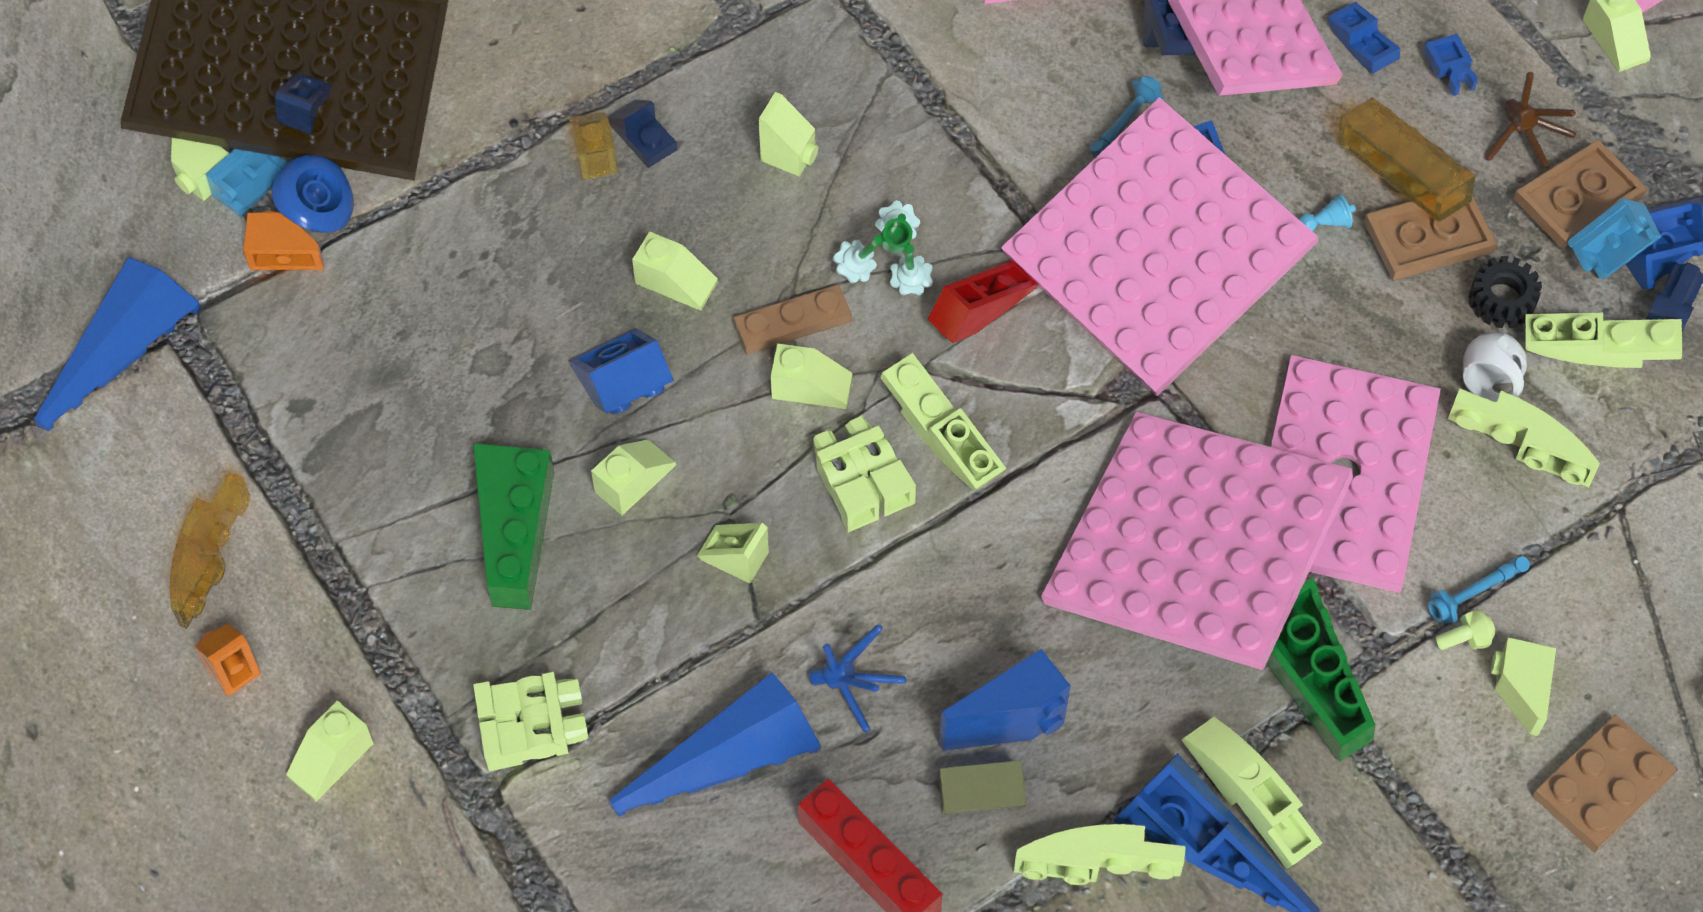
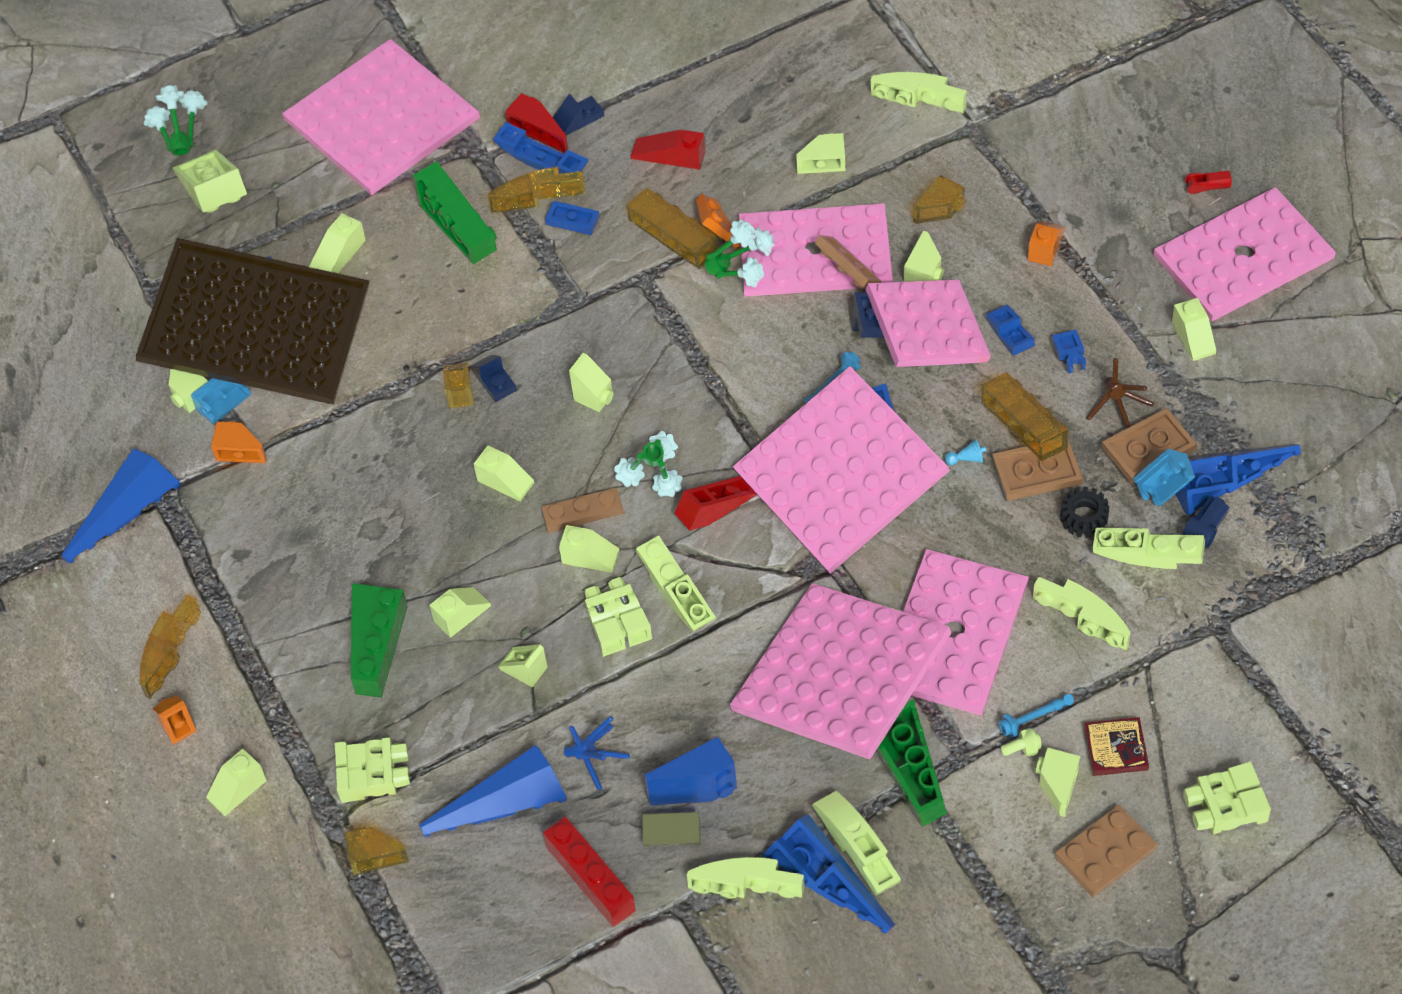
camera: 10 degrees right, 5 degrees down
(299, 101) = (257, 347): dark blue slope -> none
(314, 194) = (263, 411): blue hat -> none
(546, 842) = (373, 850): none -> clear yellow slope
(622, 371) = (460, 540): blue slope -> none
(1494, 360) = (1067, 559): white helmet -> none
(1597, 629) = (1116, 746): none -> tile

